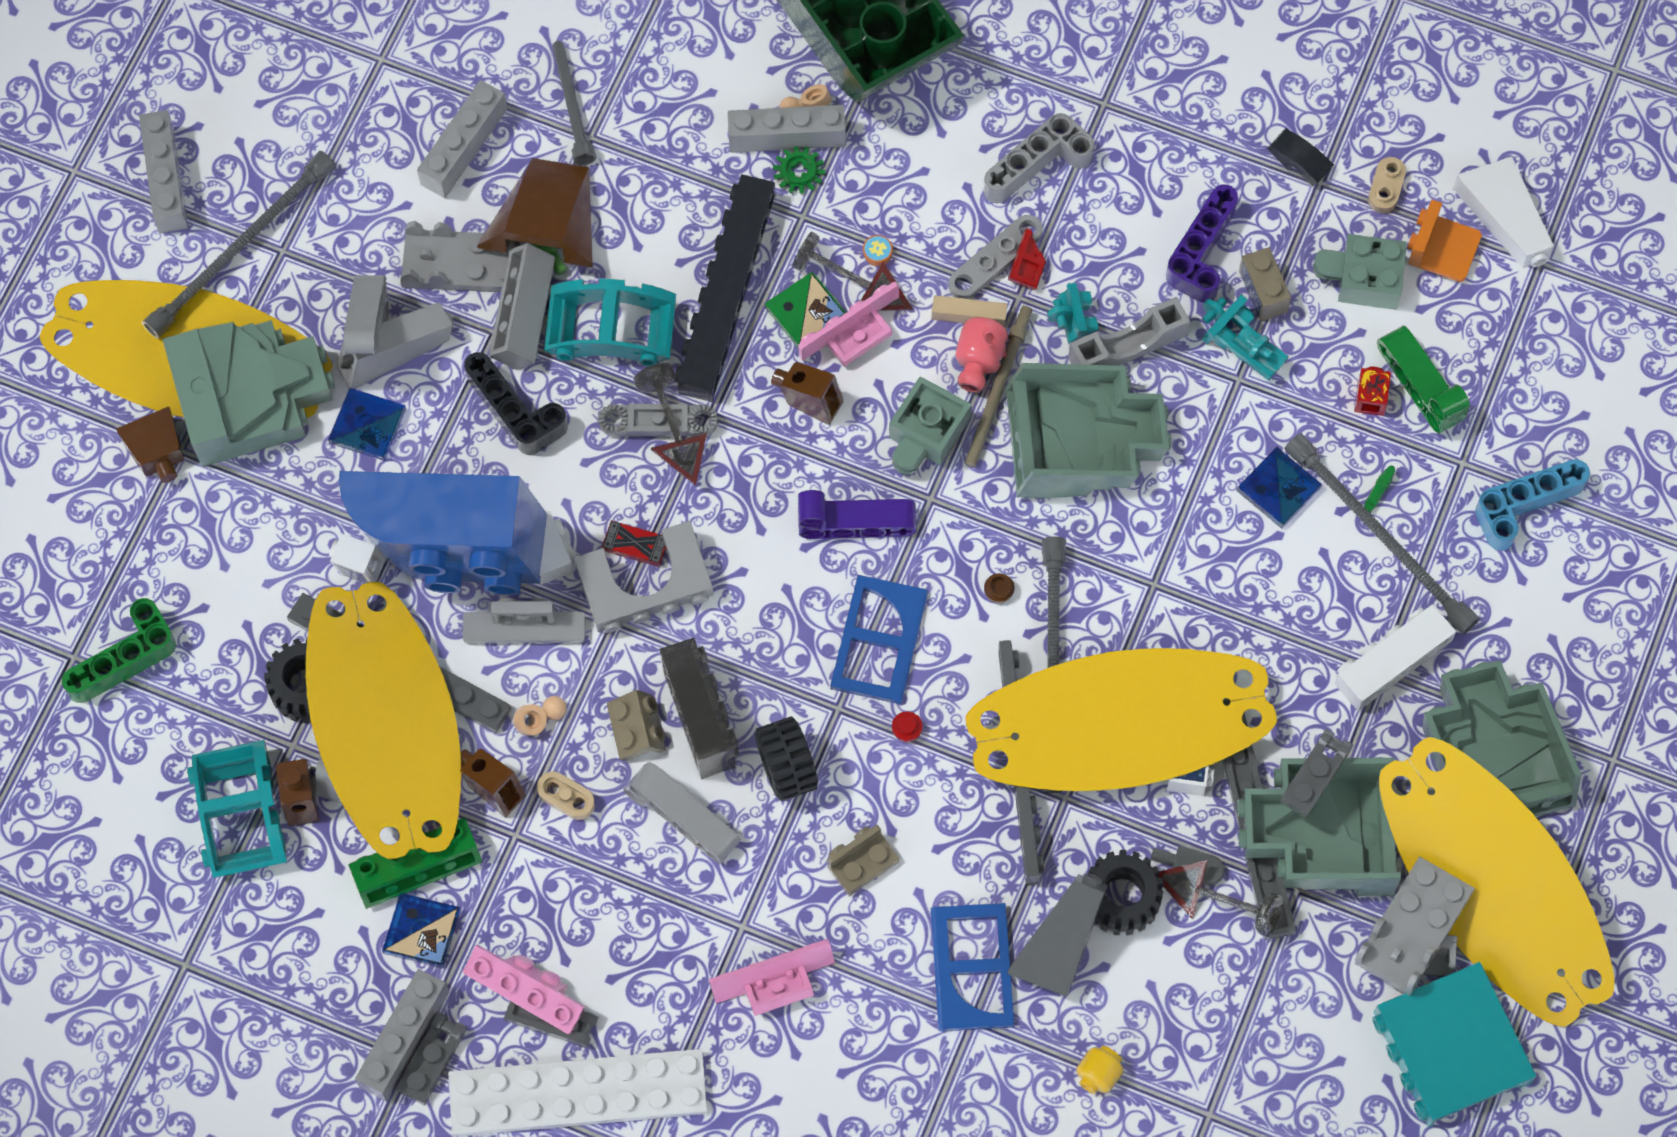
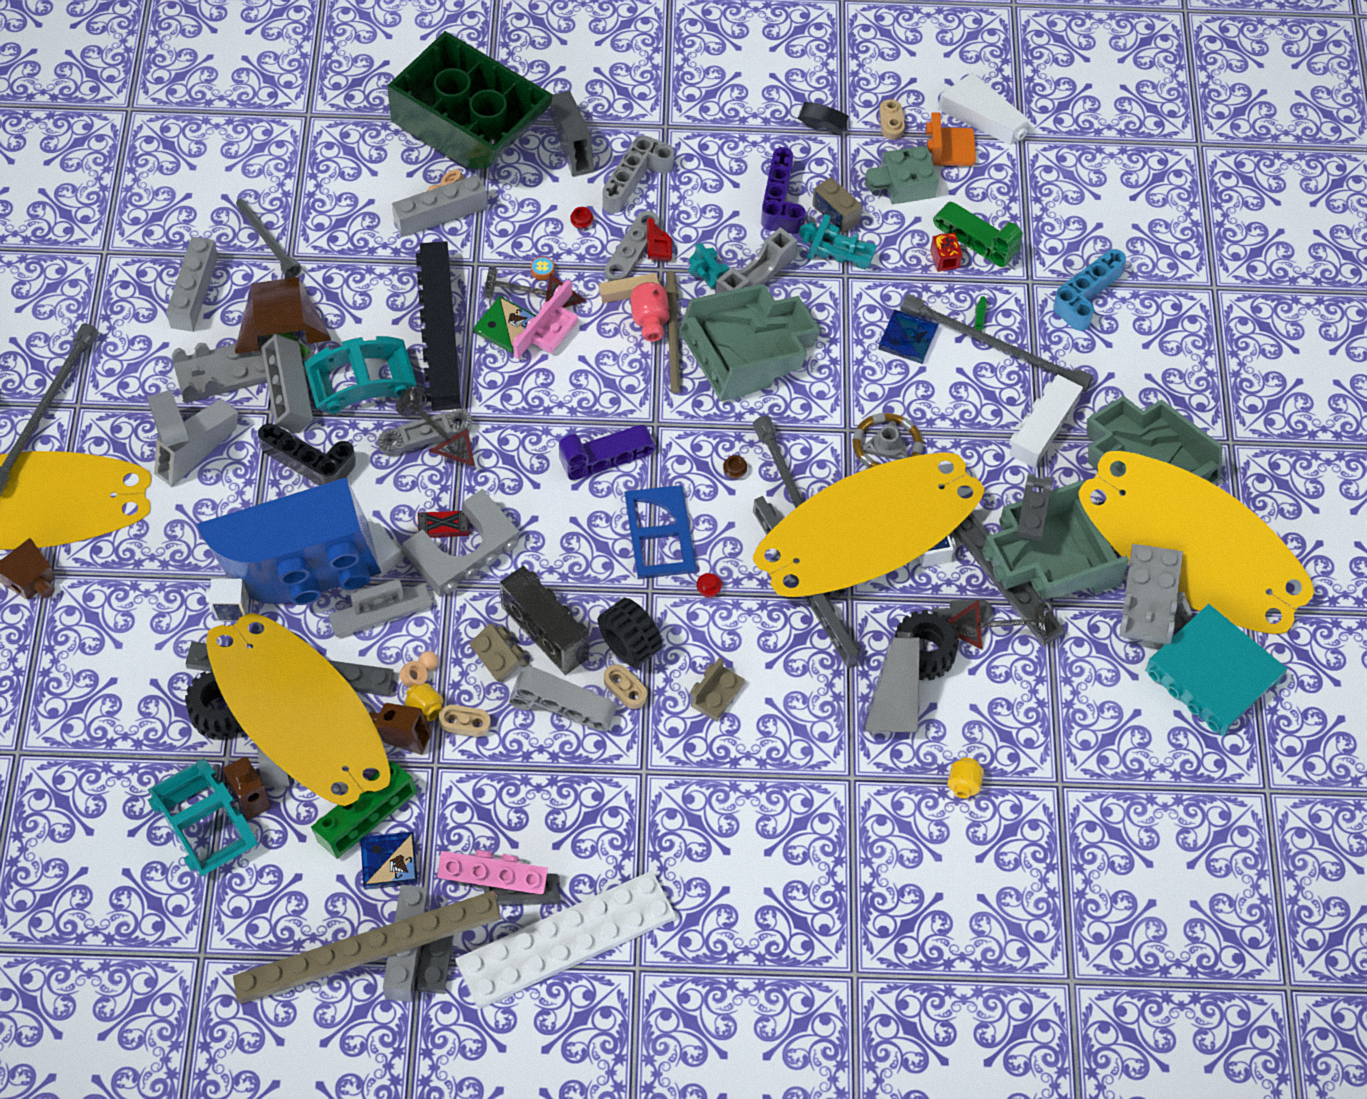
camera: 25 degrees left, 10 degrees down
(116, 655) = (34, 763): green beam -> none
(245, 387) = (87, 506): sand green panel -> none
(355, 1028) = (366, 947): none -> dark tan plate
(367, 424) = (193, 504): clear blue tile -> none
(528, 757) = (426, 698): none -> yellow head
(760, 820) = (626, 687): none -> tan plate
(774, 980) = (687, 799): bright pink bracket -> none
(790, 162) = (464, 226): green gear -> none
(810, 391) = (534, 374): reddish brown torso -> none
(931, 427) = (633, 370): sand green brick -> none
(950, 198) = (581, 217): none -> red plate
(952, 1009) = (834, 776): blue window -> none
(982, 79) = (572, 133): none -> dark grey slope
(1193, 617) = (887, 441): none -> light grey piece

